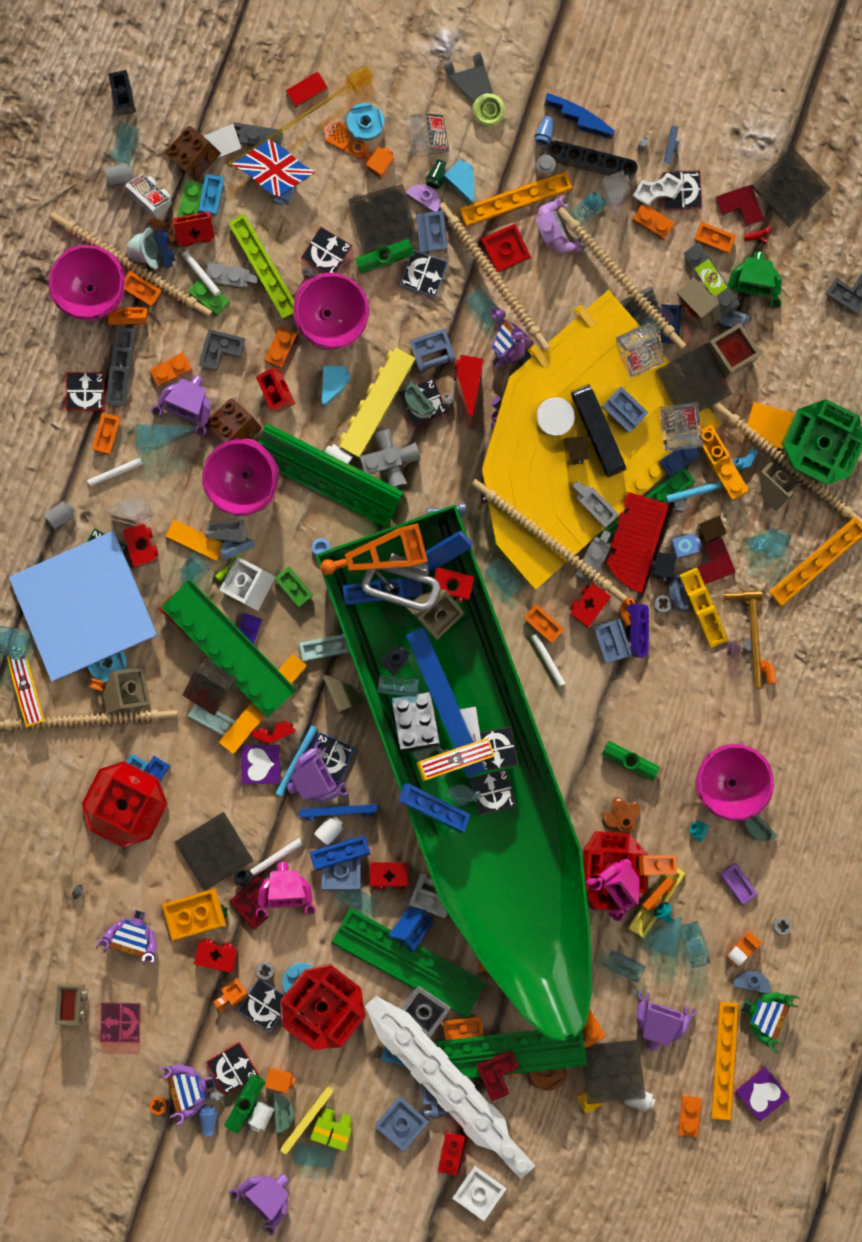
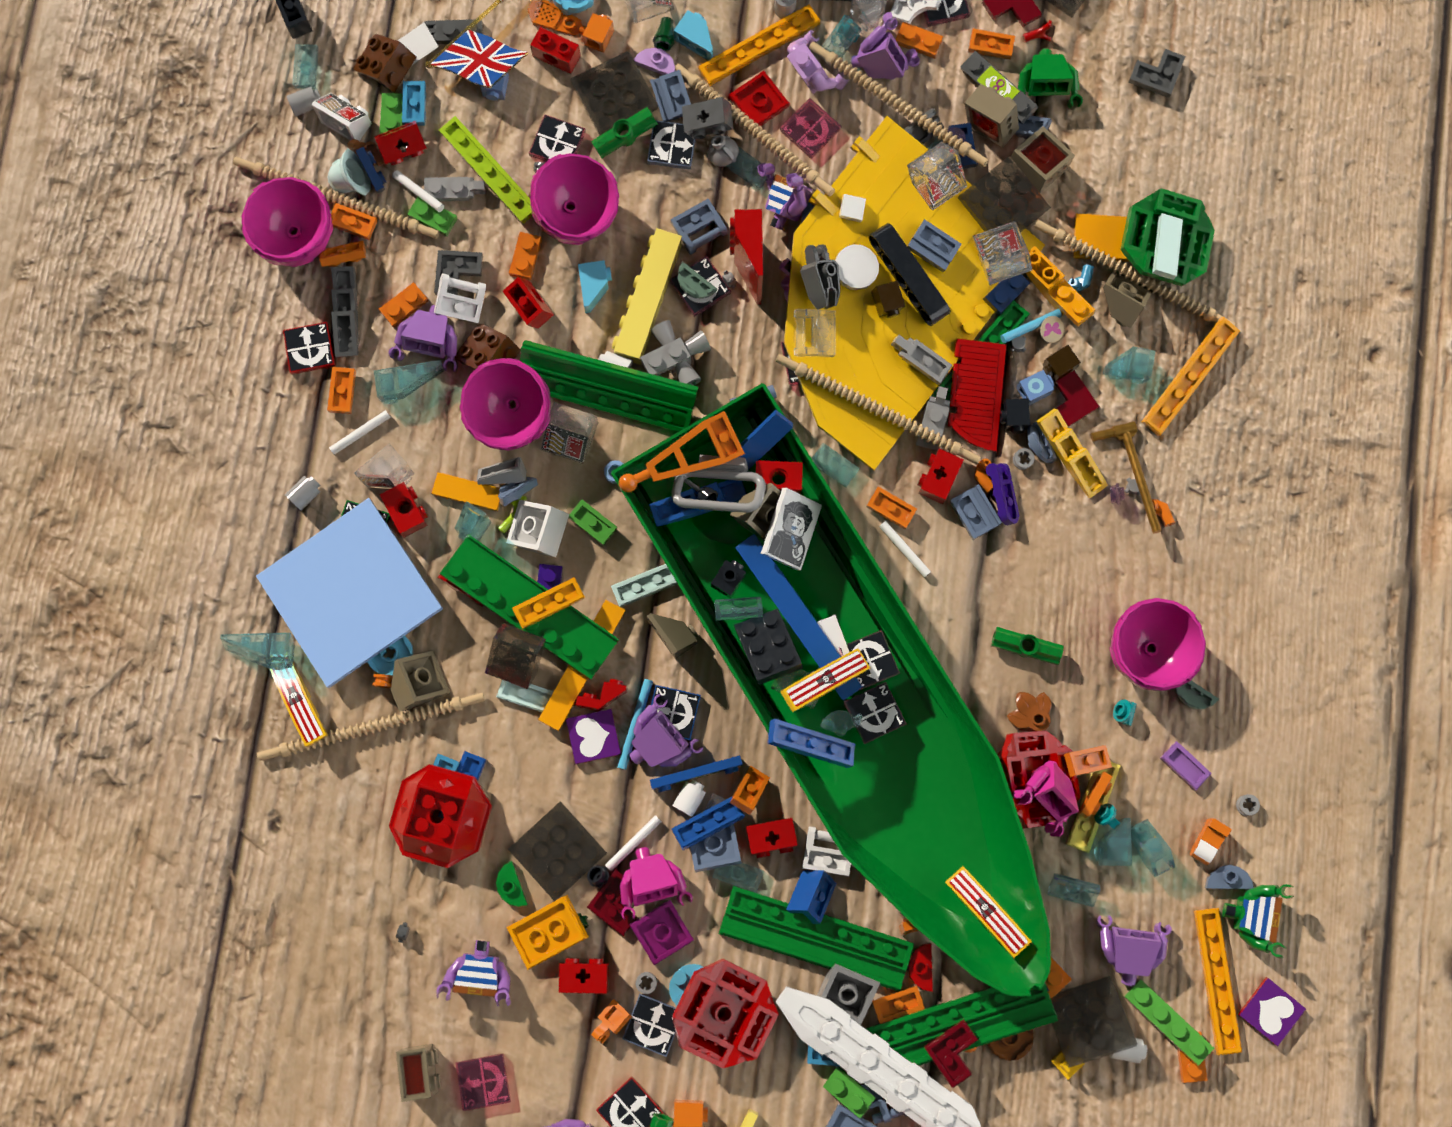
camera: 10 degrees left, 5 degrees down
(170, 872) = (509, 886): none -> green plate
(217, 381) = (456, 305): none -> white plate
(244, 649) = (548, 603): none -> light orange tile
(285, 933) = (661, 932): none -> magenta tile
(289, 508) = (569, 433): none -> slope
(340, 171) = (555, 50): none -> red brick
(379, 833) = (750, 790): none -> orange plate
(409, 1088) = (849, 1092): none -> bright green plate
(454, 629) = (791, 529): none -> tile
(457, 260) = (707, 118): none -> dark grey brick
(466, 291) = (722, 150): none -> light grey piece
(488, 1002) = (921, 967): none -> red plate
(514, 469) = (822, 332): none -> clear plate
(522, 421) = (821, 277): none -> dark grey hinge
(544, 282) = (810, 128): none -> clear pink tile
(547, 969) = (988, 912): none -> slope
(562, 365) = (852, 208): none -> white tile
(617, 233) = (881, 54): none -> medium lavender torso
(676, 1085) = (1169, 1022): none -> bright green plate
(711, 498) = (1052, 329): none -> tan sticker
(819, 450) = (1167, 246): none -> light aqua tile

